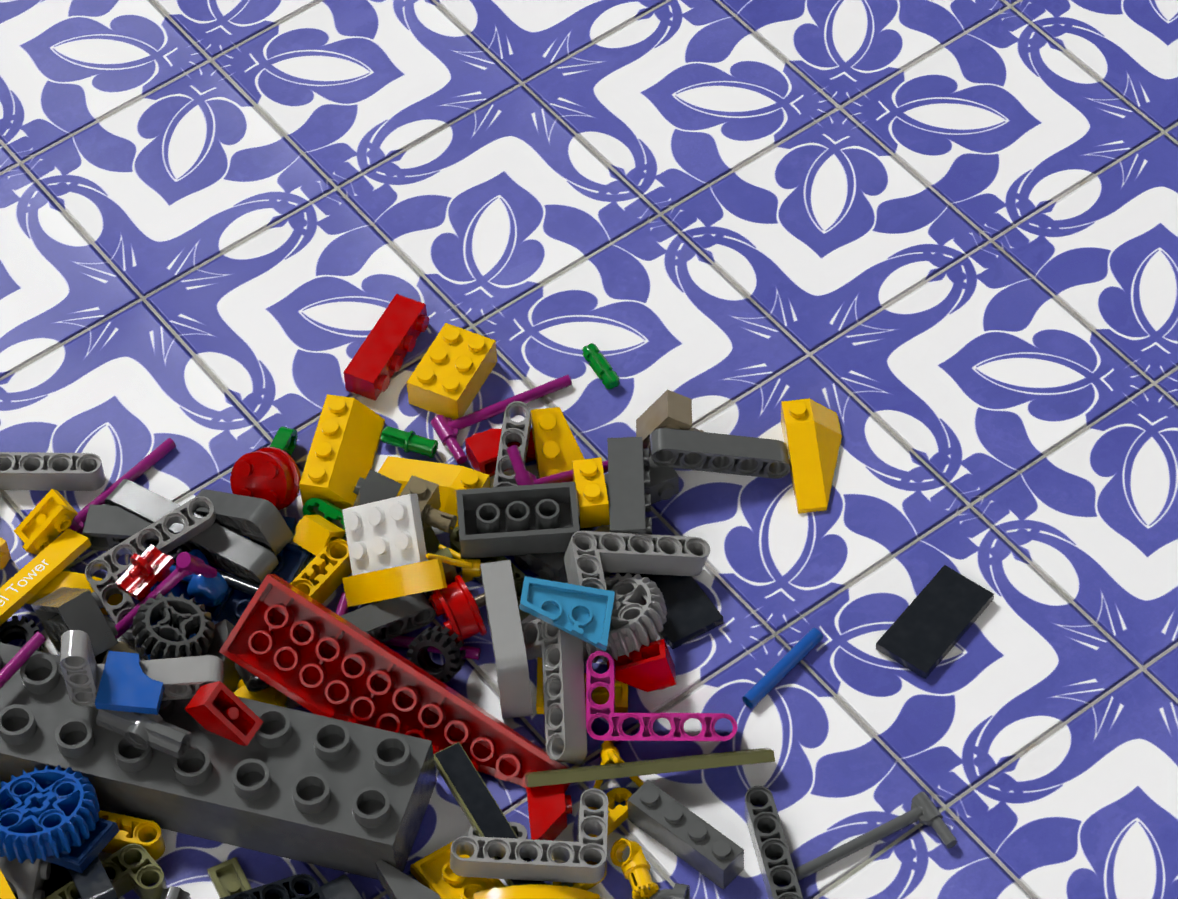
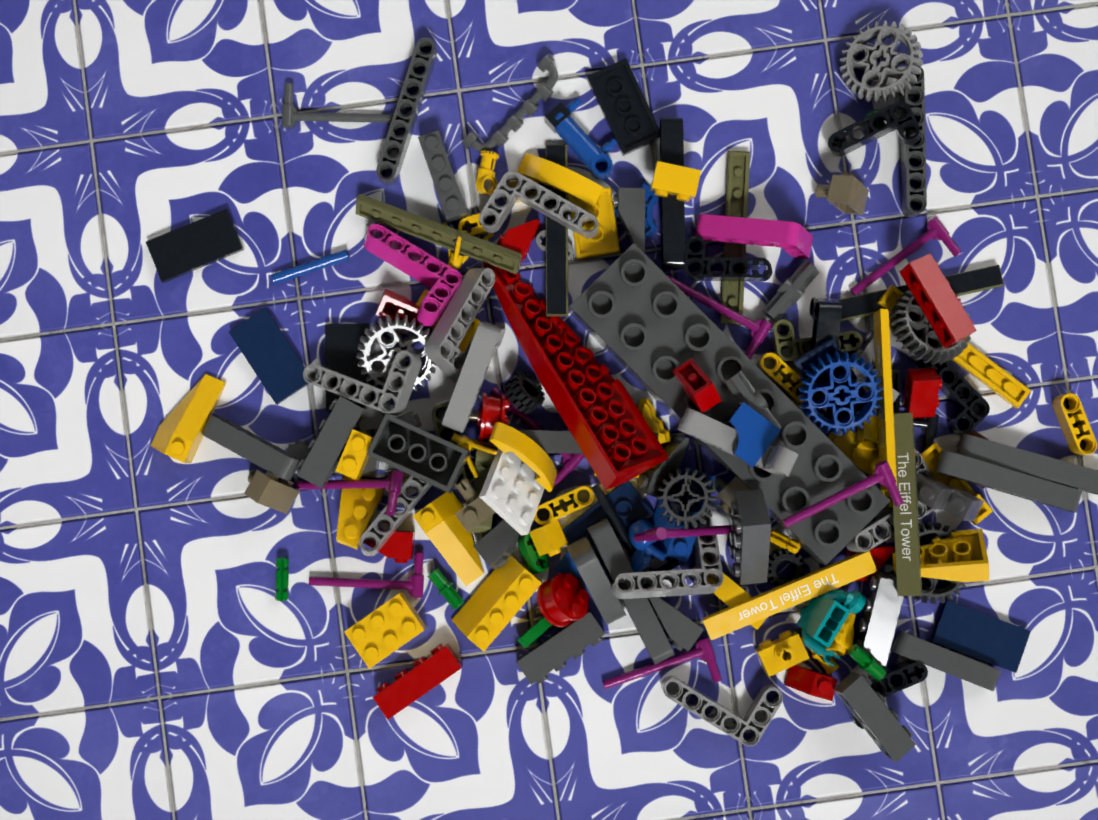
camera: 150 degrees left, 35 degrees up
(45, 522) = (723, 656): yellow bracket -> none
(145, 572) = (685, 553): red hips -> none
(181, 867) = (758, 329): none -> magenta bar
(251, 431) = (560, 647): none -> dark grey brick
(570, 607) = (426, 346): dark azure wing -> none
(765, 559) = (270, 355): none -> dark blue tile

